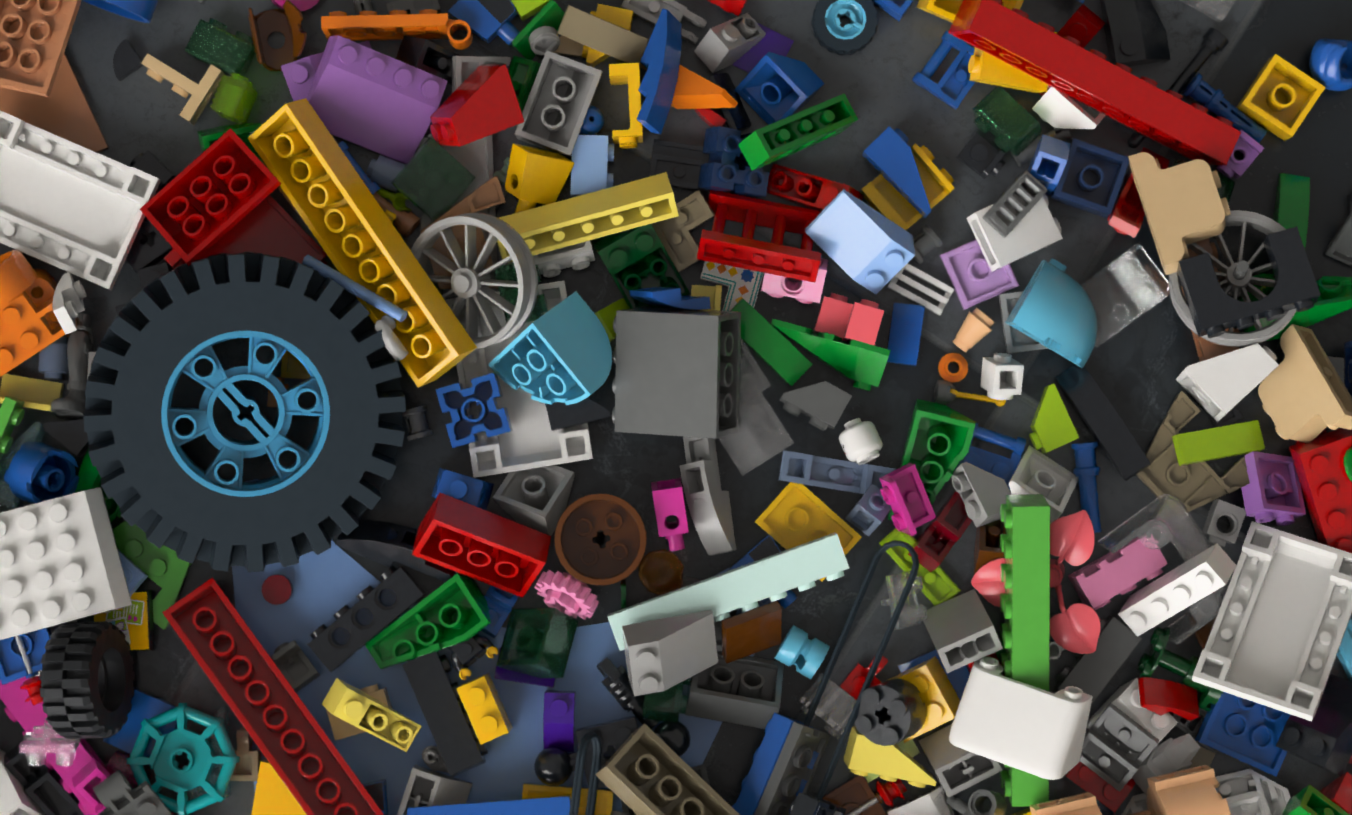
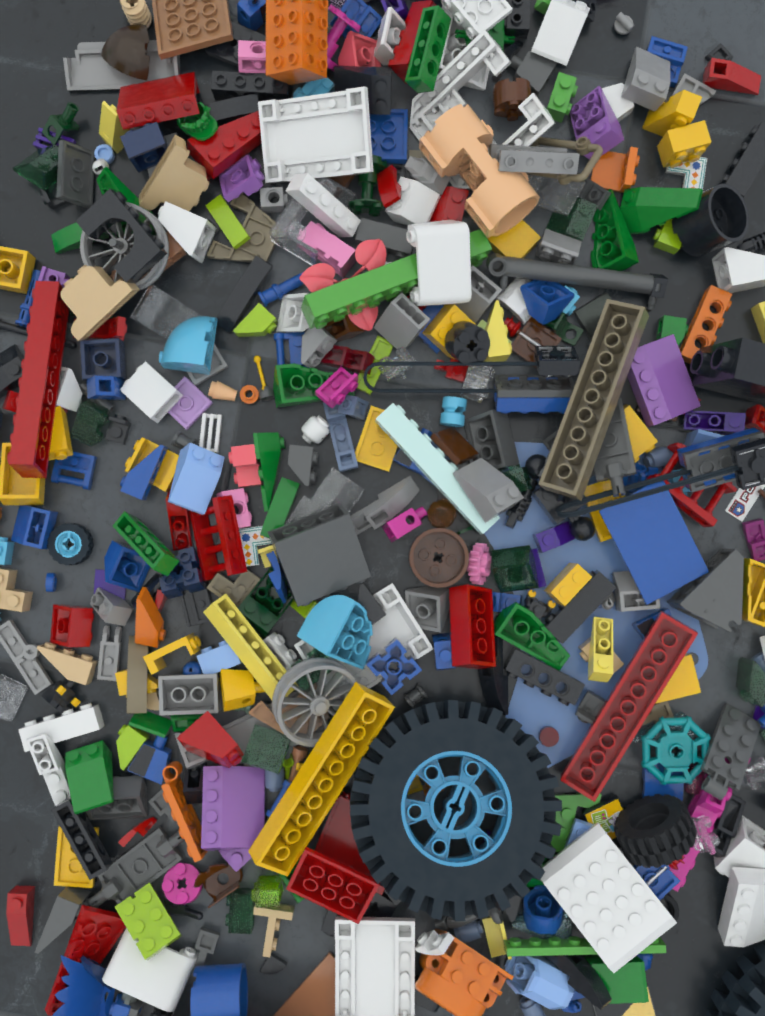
camera: 105 degrees left, 0 degrees up
(356, 289) = (351, 770): medium blue bar -> none
(390, 339) = (375, 734): light grey arm -> none
(544, 39) = (153, 718): light grey tile -> none
(662, 65) = (147, 639): blue slope -> none
(905, 333) = (240, 430): blue slope -> none
(1001, 376) = (242, 362): white brick -> none
(1031, 184) = (123, 391): dark grey slope -> none
(1116, 747) = (430, 203): dark grey slope -> none

